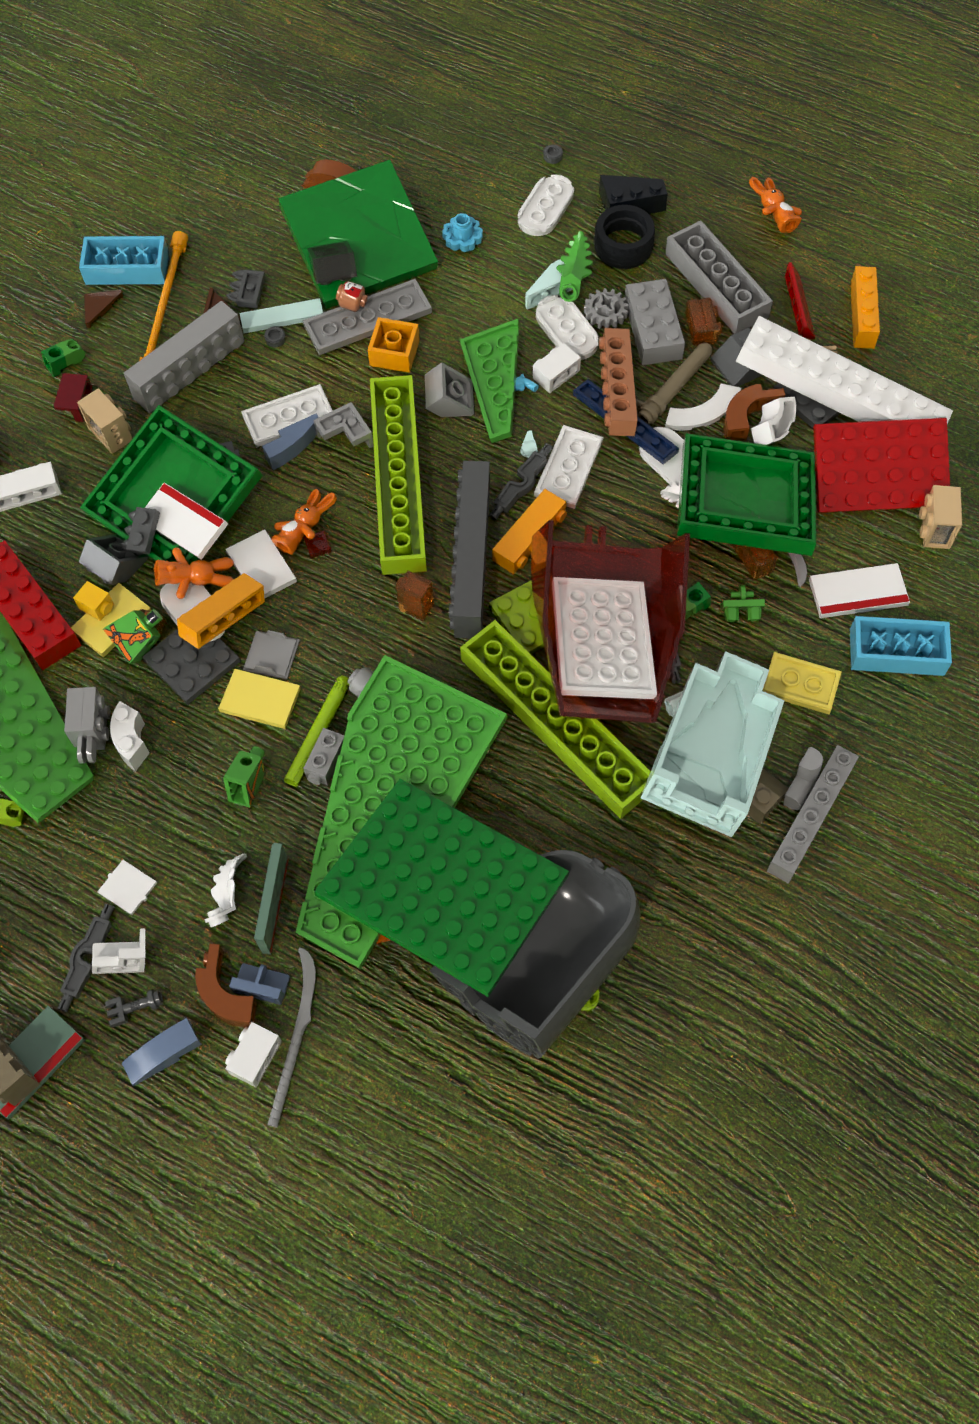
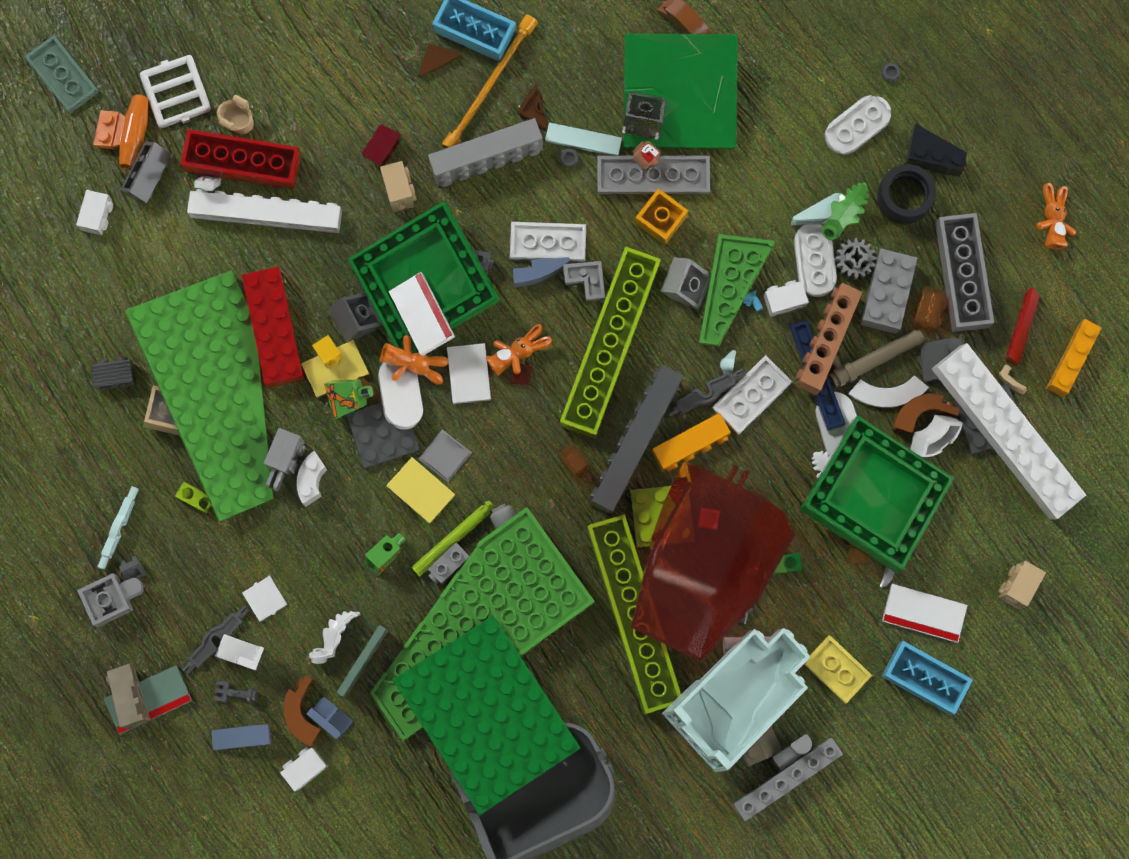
camera: 20 degrees right, 15 degrees up
(62, 355) = (388, 101): leg -> none
(141, 531) = (386, 306): dark grey plate -> none
(220, 610) = (419, 409): light orange brick -> none
(247, 288) = (566, 100): dark grey plate -> none
(302, 1021) = (347, 760): light grey piece -> none
(462, 233) = (771, 125): medium azure plant -> none
(603, 638) = (697, 571): white plate -> none
(752, 606) = (832, 589): bright green hips -> none
(879, 464) = (1000, 516): red plate -> none

